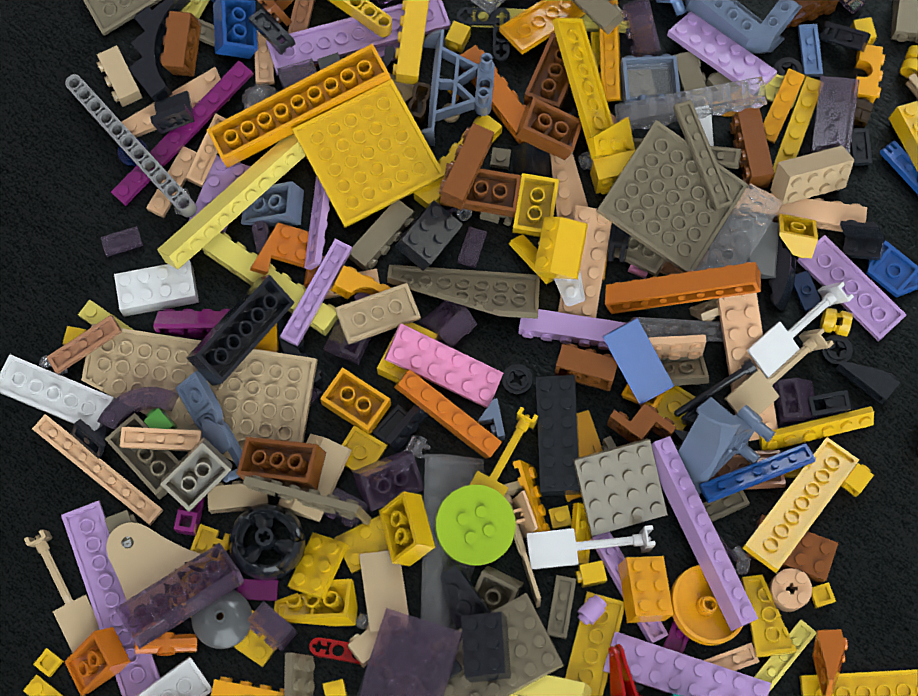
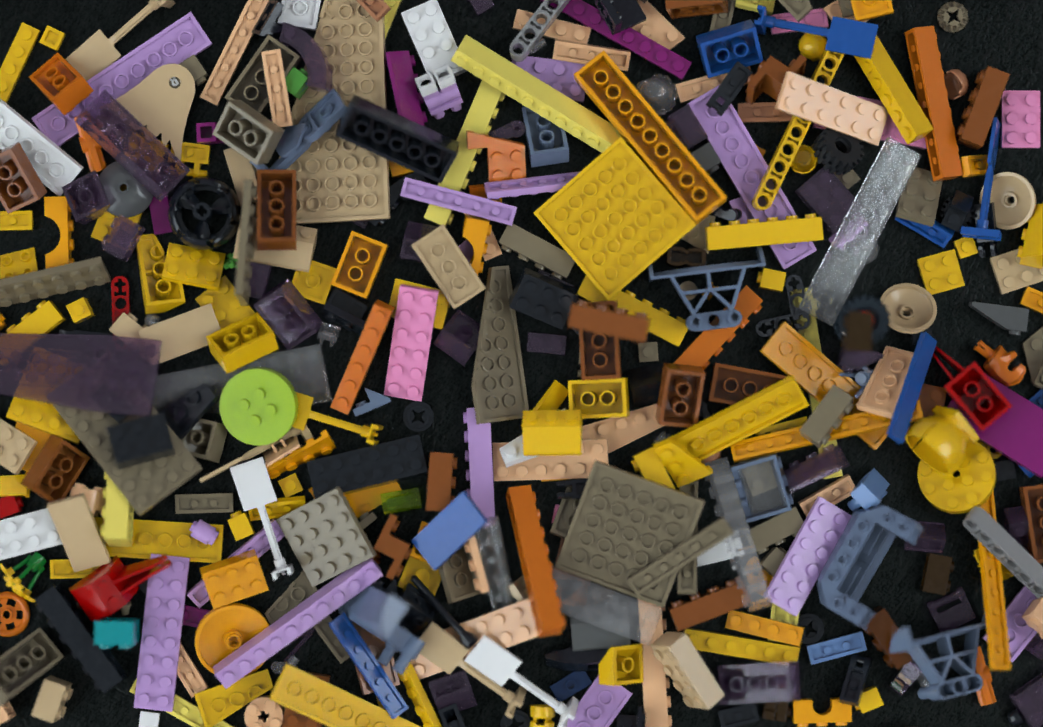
camera: 75 degrees right, 15 degrees up
(207, 287) = (440, 98): none -> hips
(221, 657) = (86, 198): none -> clear purple slope
(322, 526) = (230, 262): none -> bright green plant
(597, 411) = (401, 500): none -> clear neon green plate
(665, 21) = (834, 493): none -> light nougat plate
(672, 535) = (296, 593): none -> dark tan wing

